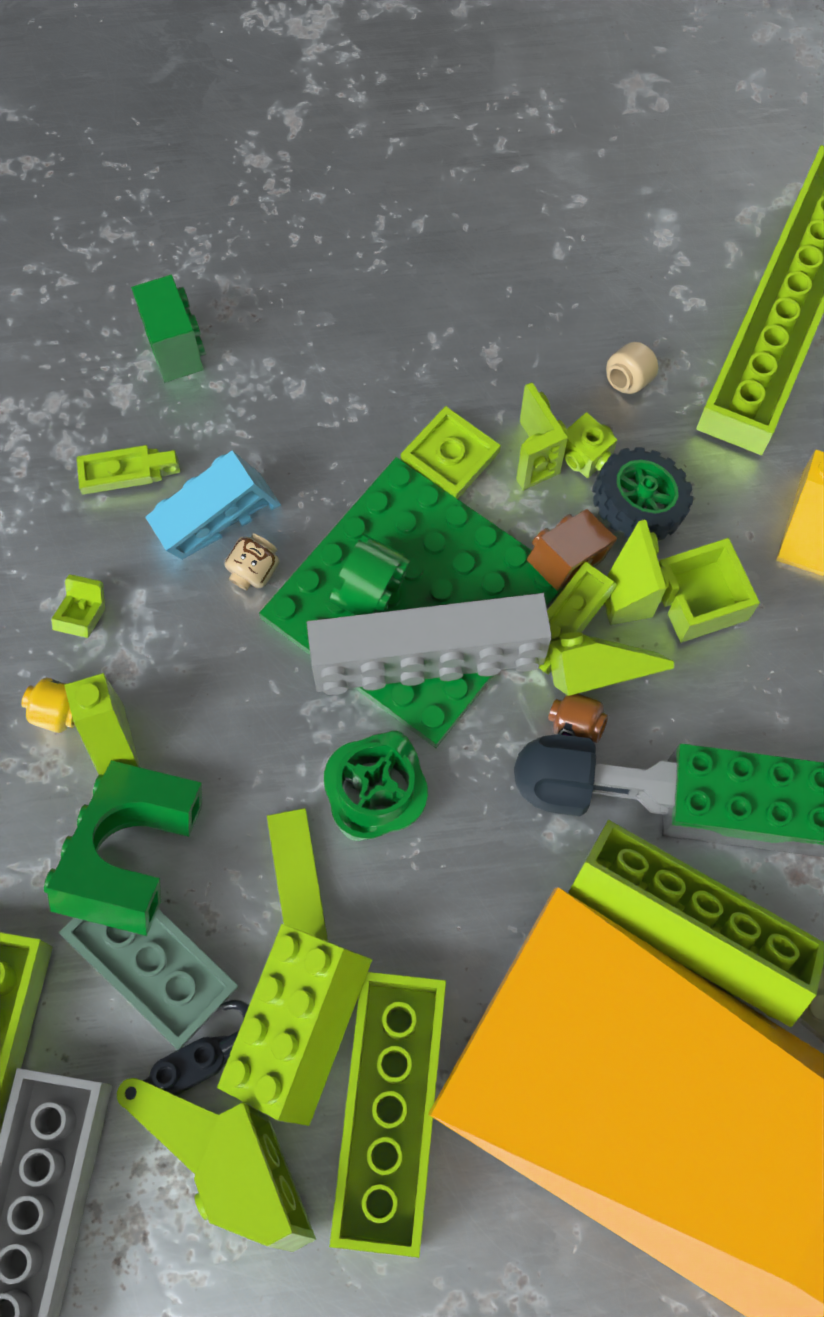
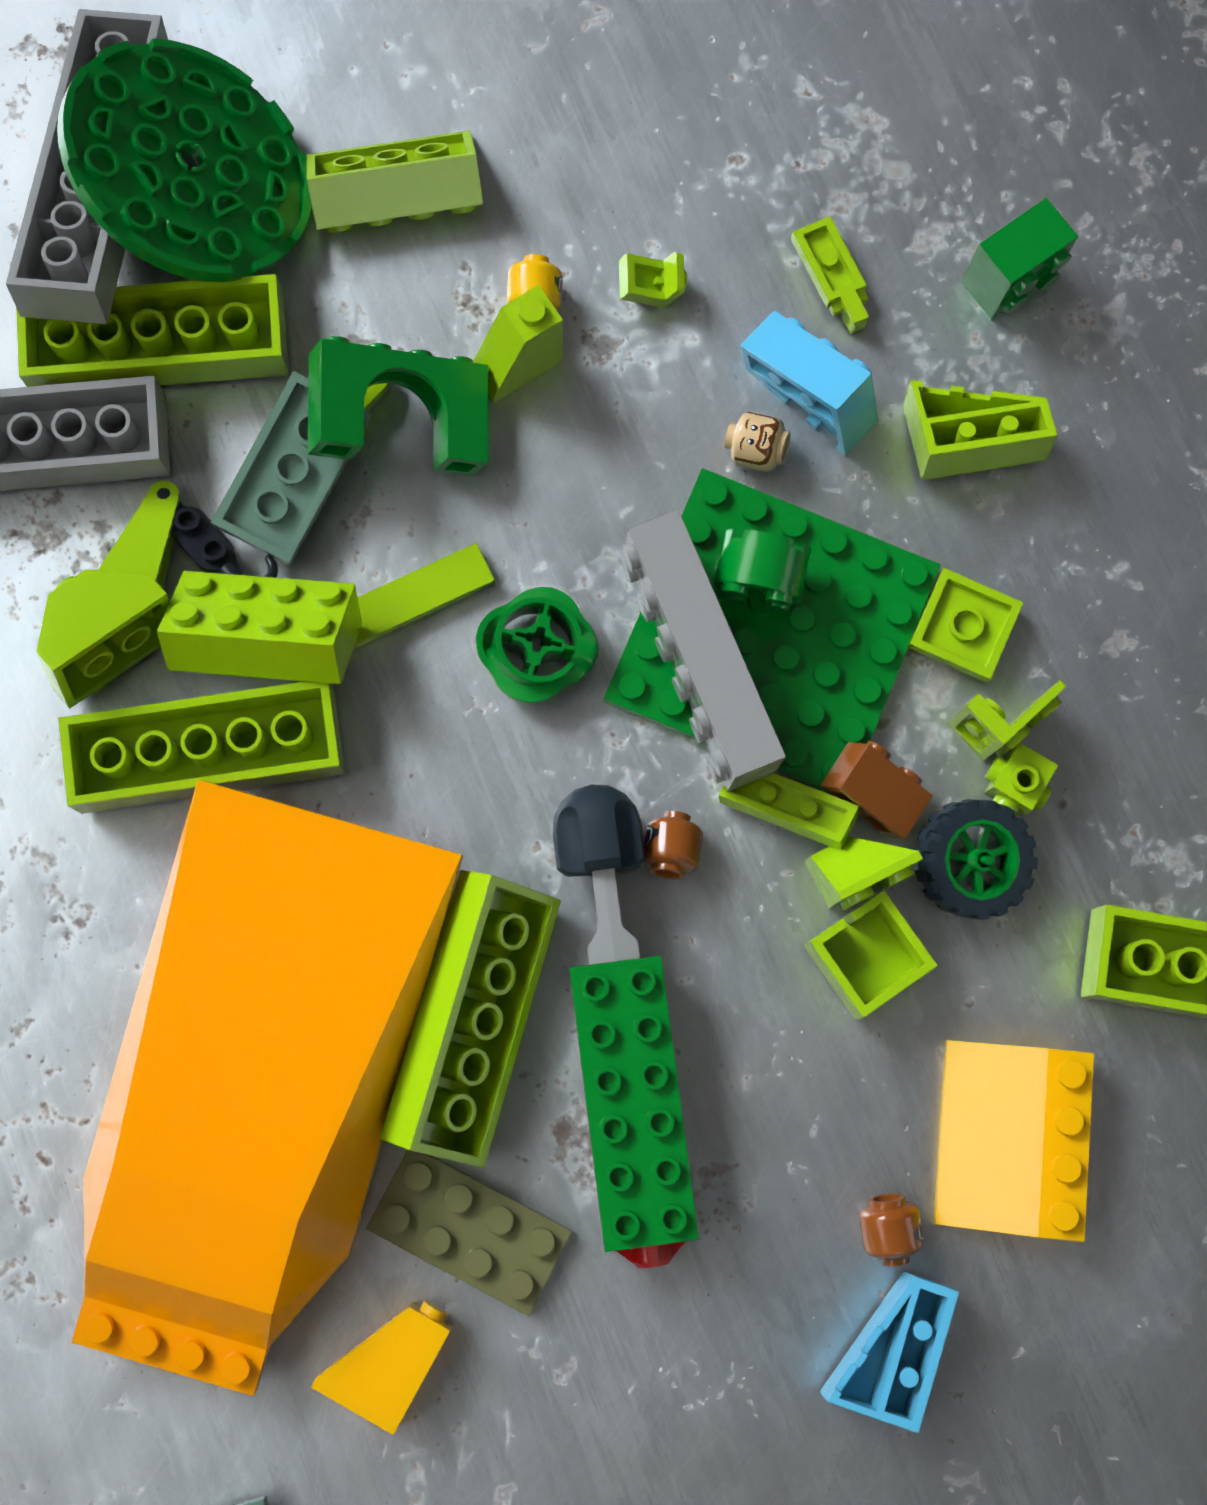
camera: 70 degrees right, 10 degrees up
(297, 401) = (974, 431): none -> lime wedge
(590, 663) = (745, 853): lime slope -> none
(632, 368) = (1148, 812): tan head -> none

